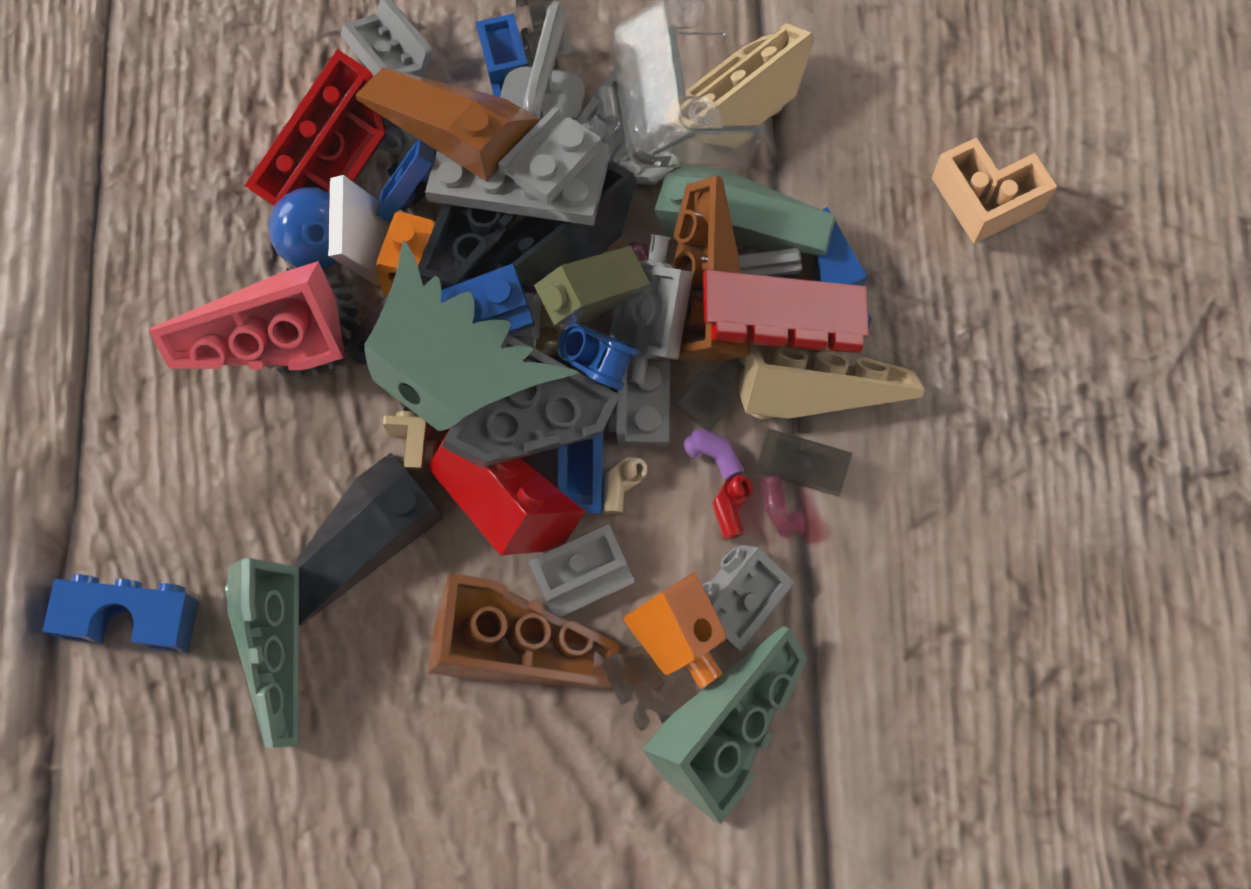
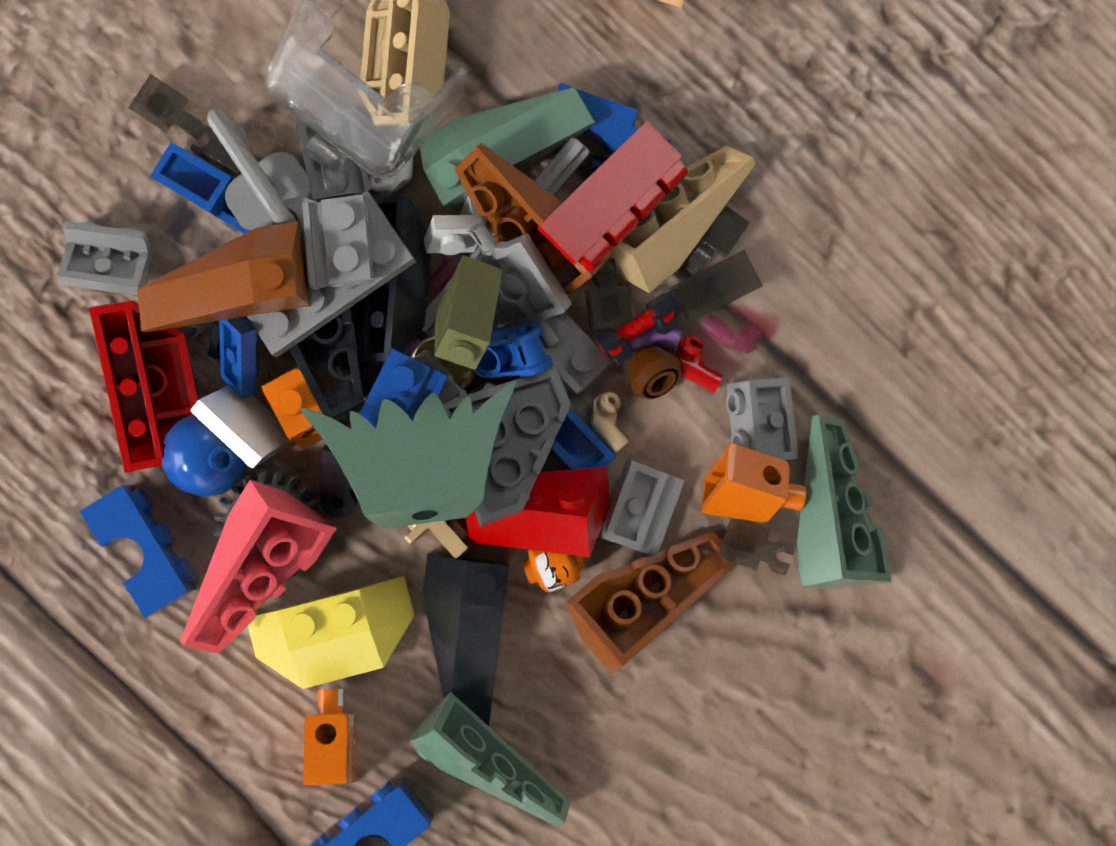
camera: 50 degrees left, 15 degrees up
(172, 514) = (327, 761): none -> orange torso
(215, 222) = (162, 575): none -> blue arch
(267, 441) = (334, 633): none -> light yellow wedge
(468, 548) = (553, 569): none -> orange head
(637, 232) = (450, 232): none -> white bracket
(691, 478) = (653, 372): none -> reddish brown cone
(738, 438) = (660, 314): none -> black piece
(844, 428) = (718, 238): none -> clear smoke plate

